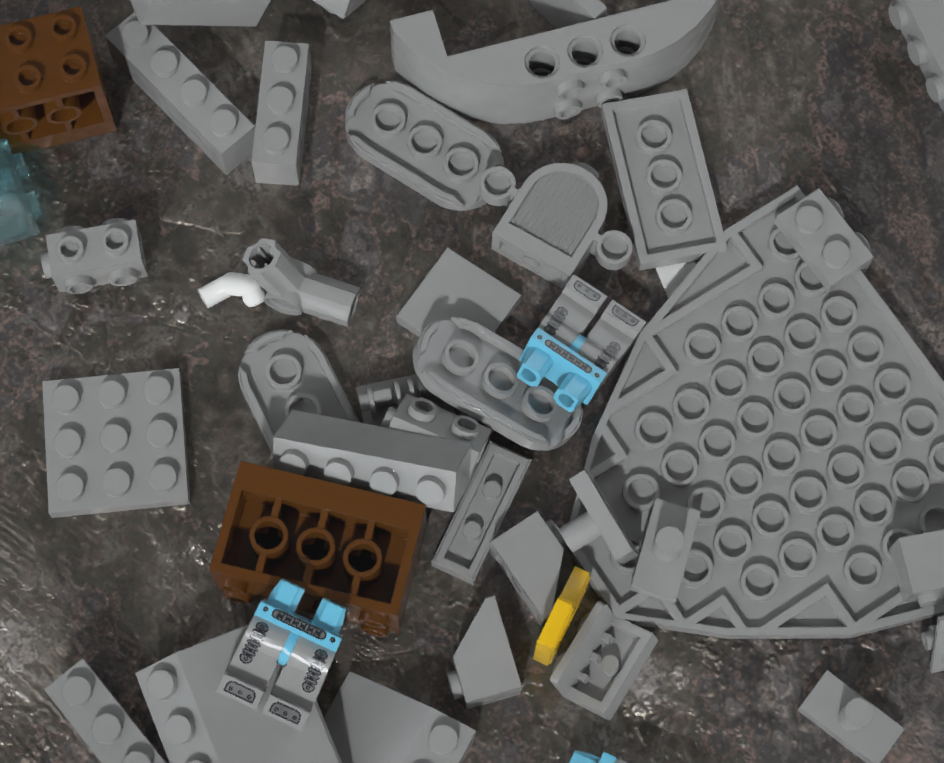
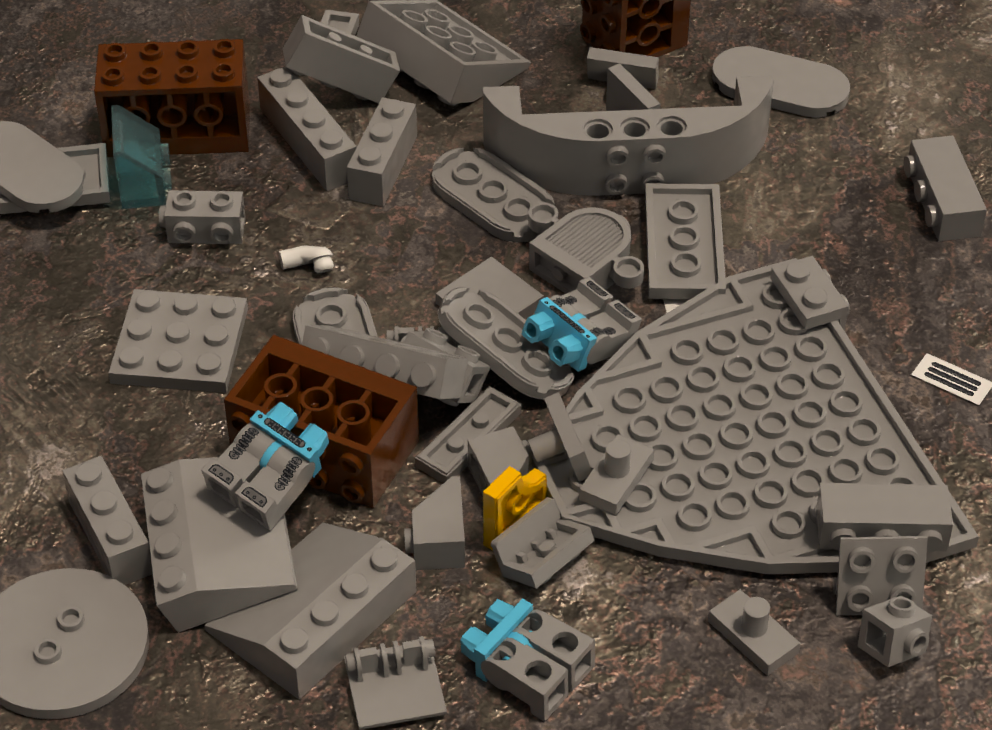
camera: 15 degrees right, 25 degrees down
(297, 287) = (358, 257): light grey piece -> none

